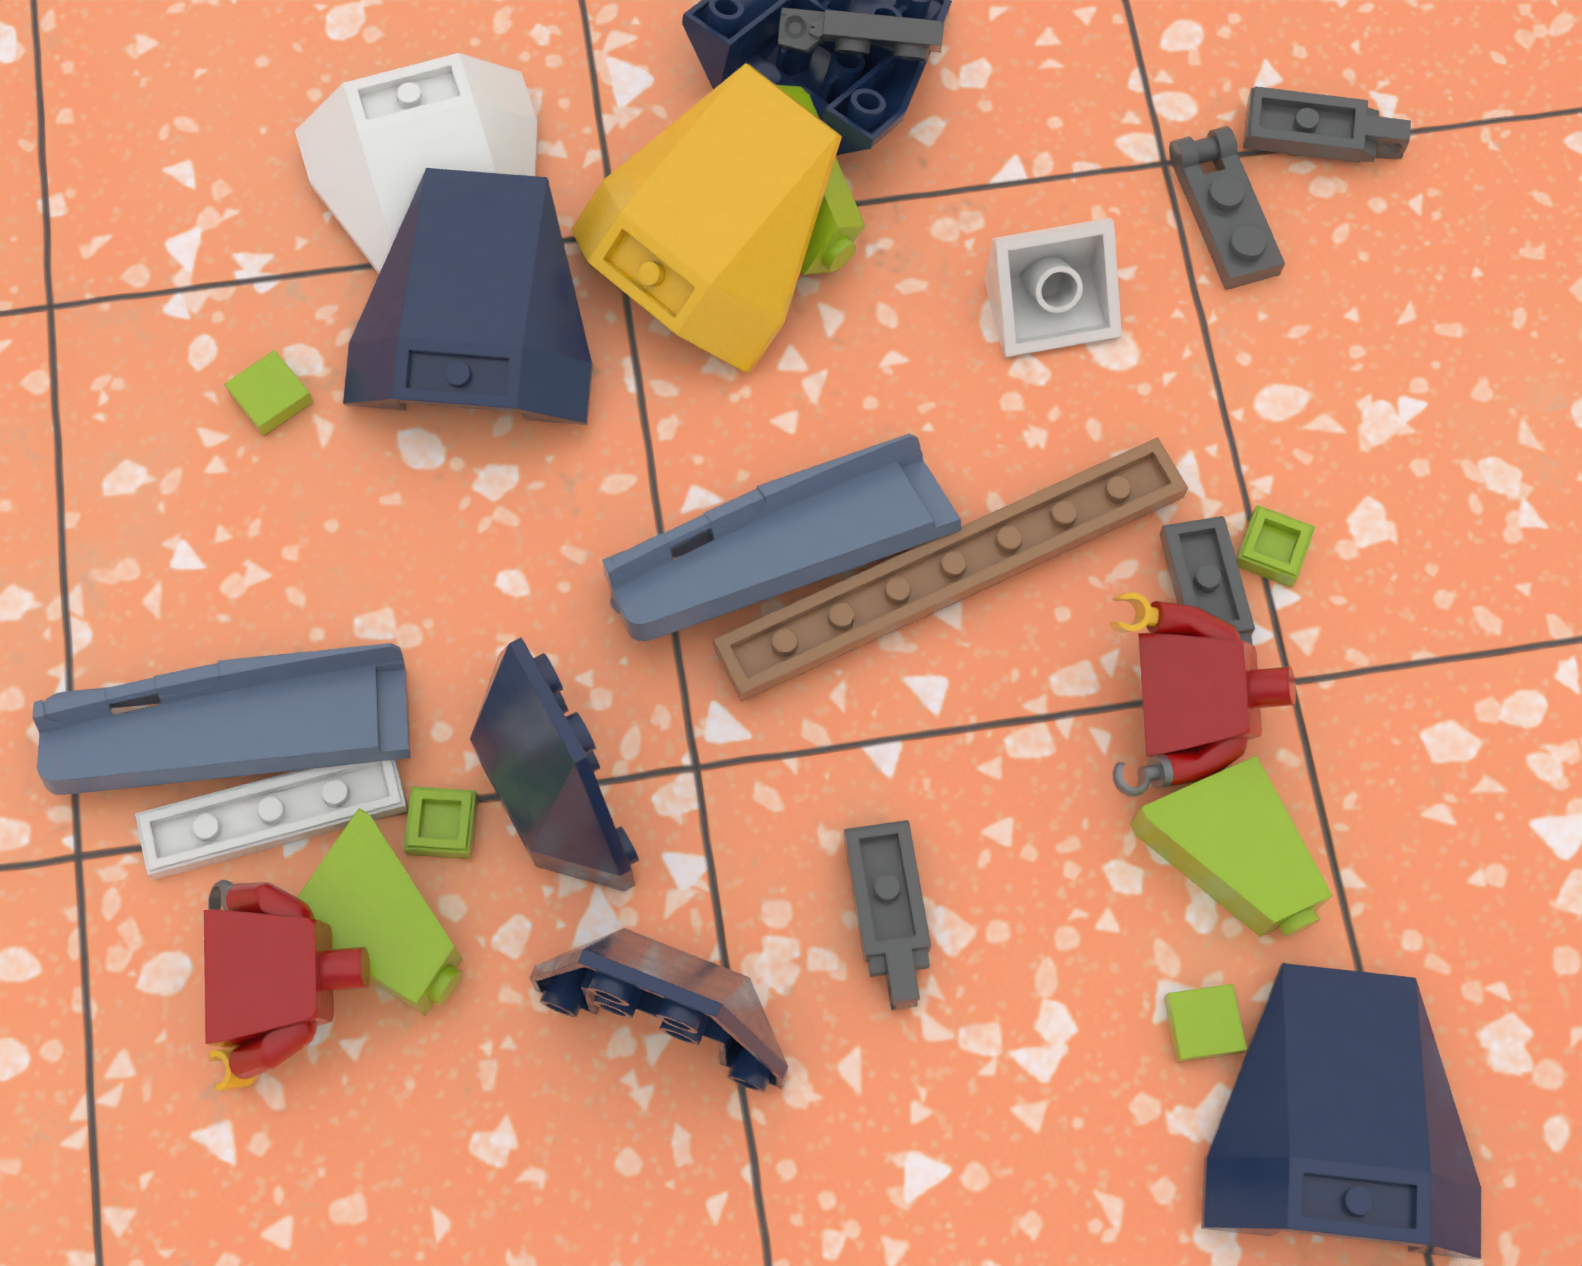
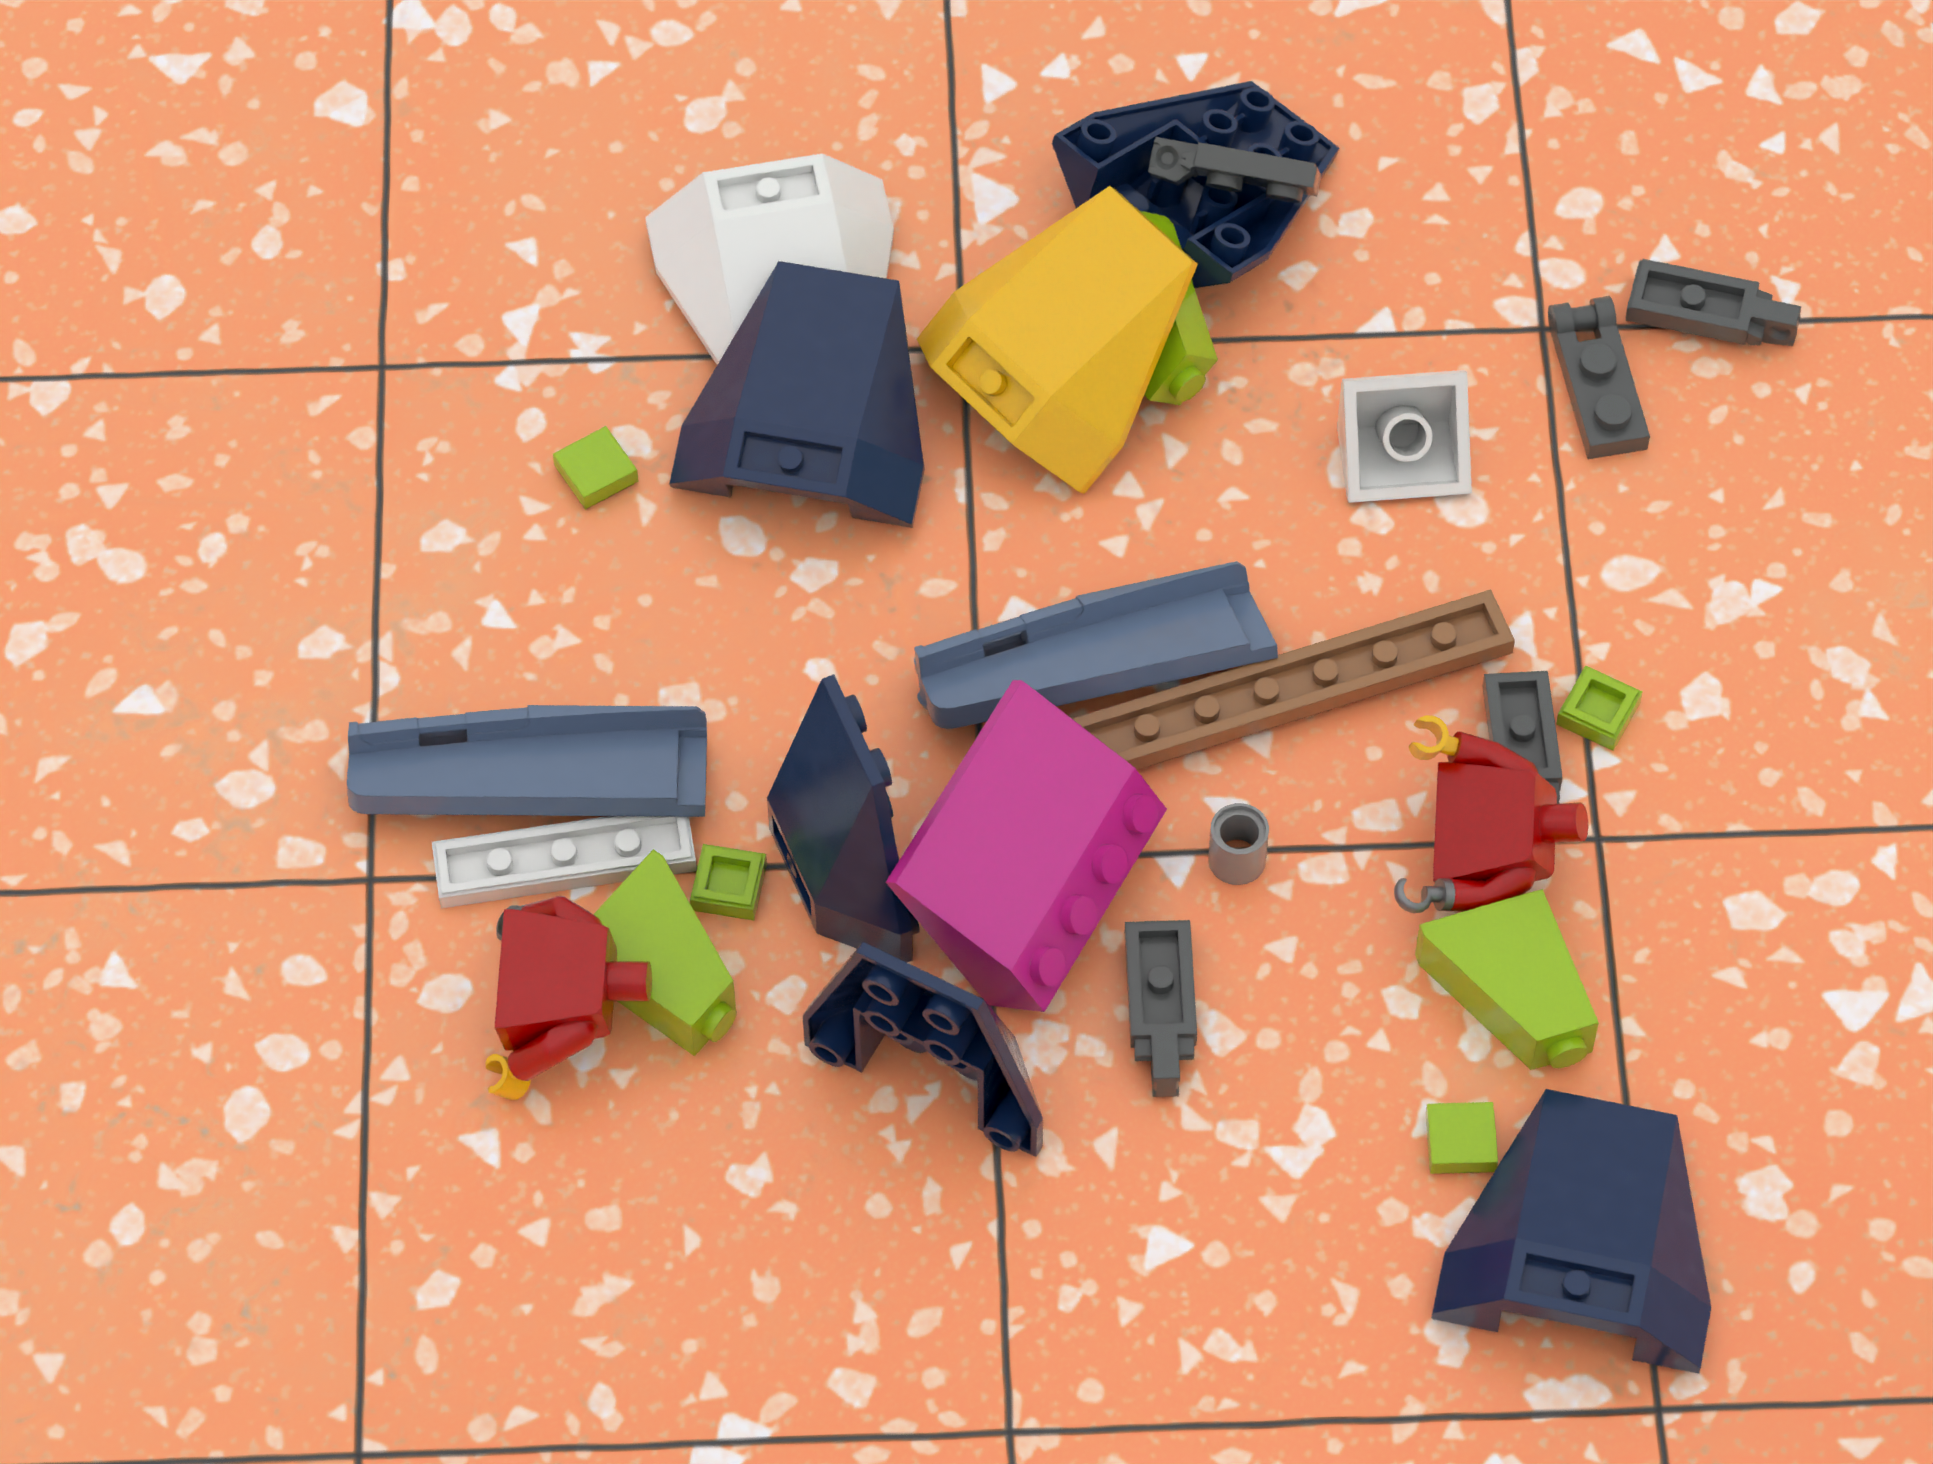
camera: 10 degrees right, 10 degrees down
(738, 774) = (1025, 850): none -> dark pink slope
(950, 709) = (1243, 823): none -> light grey beam

